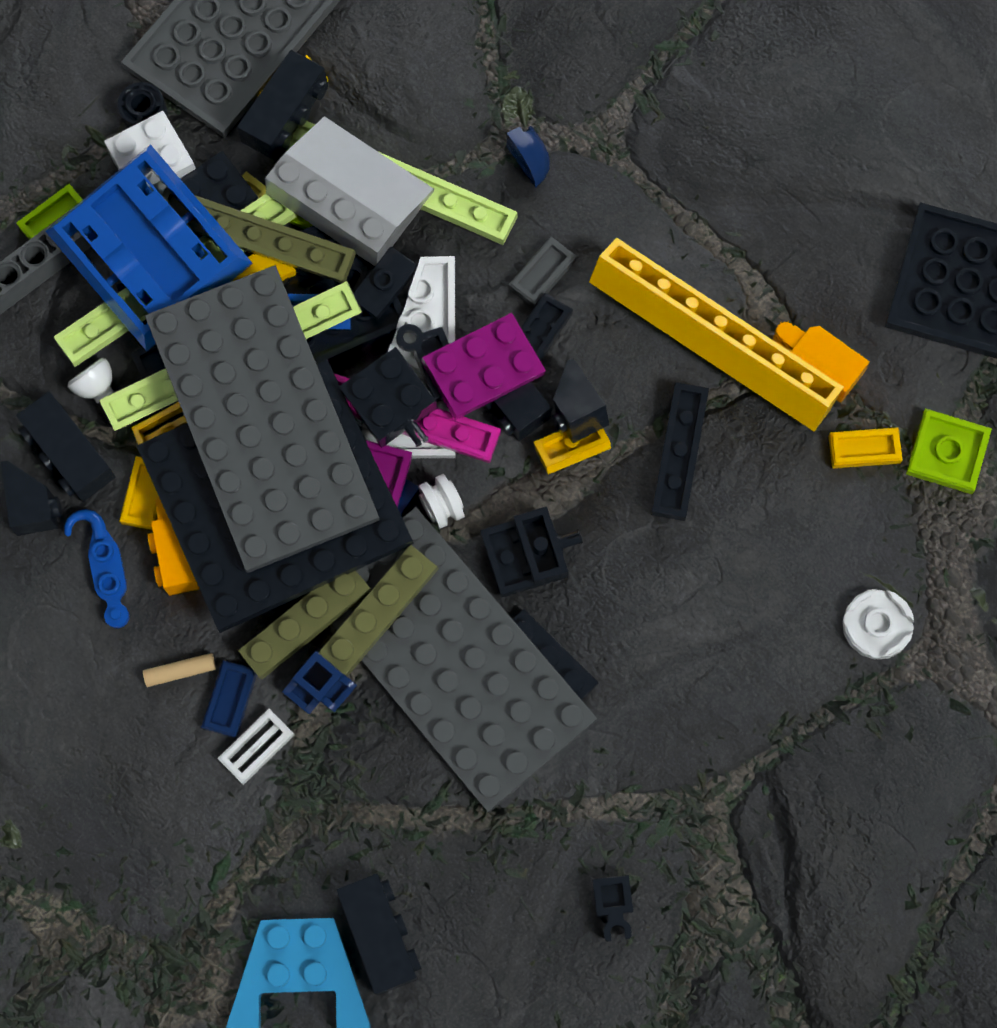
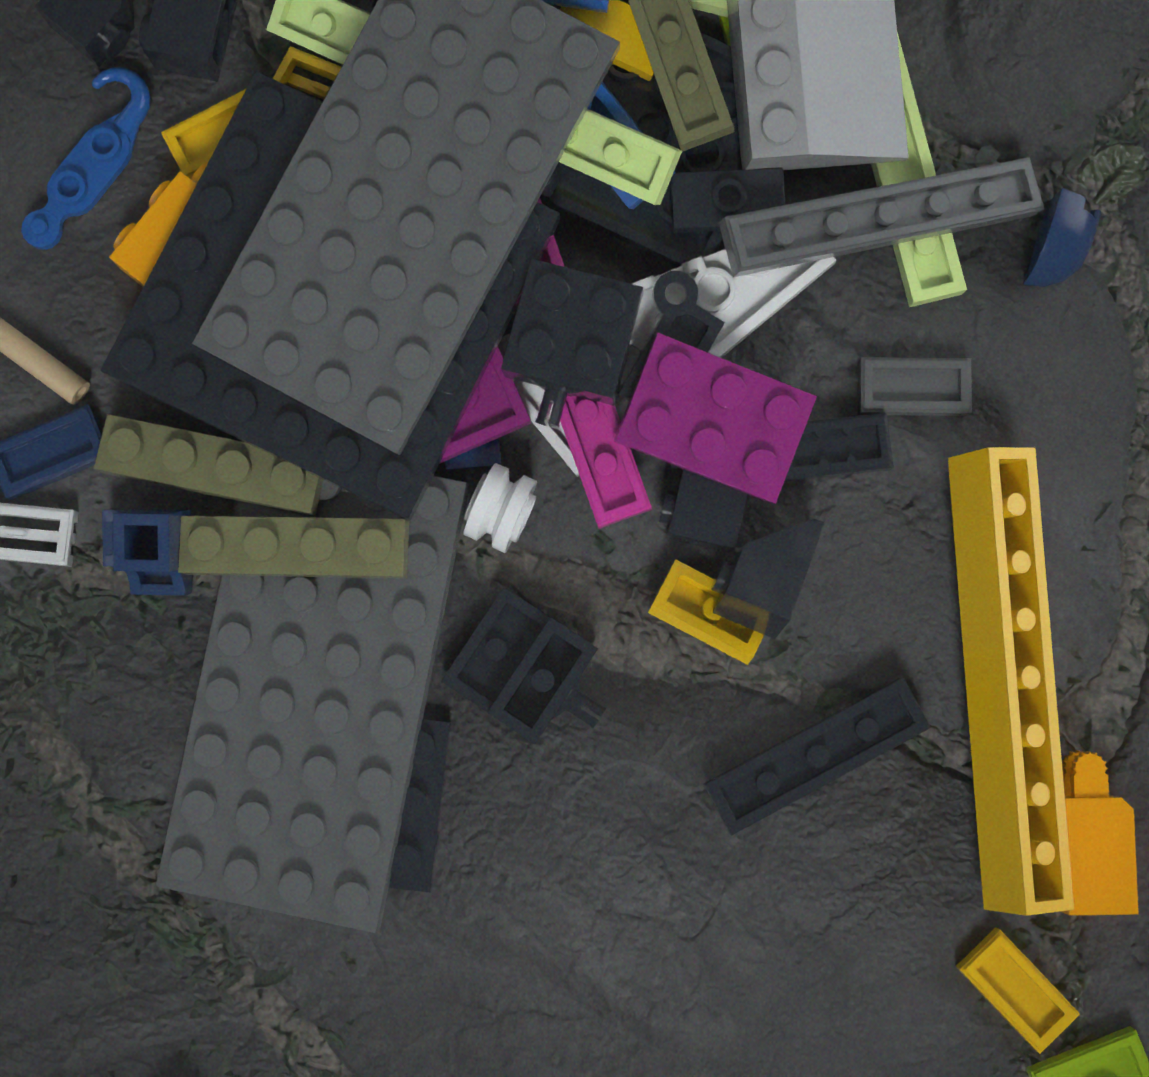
camera: 45 degrees right, 10 degrees up
(451, 221) = (880, 216): none -> dark grey tile

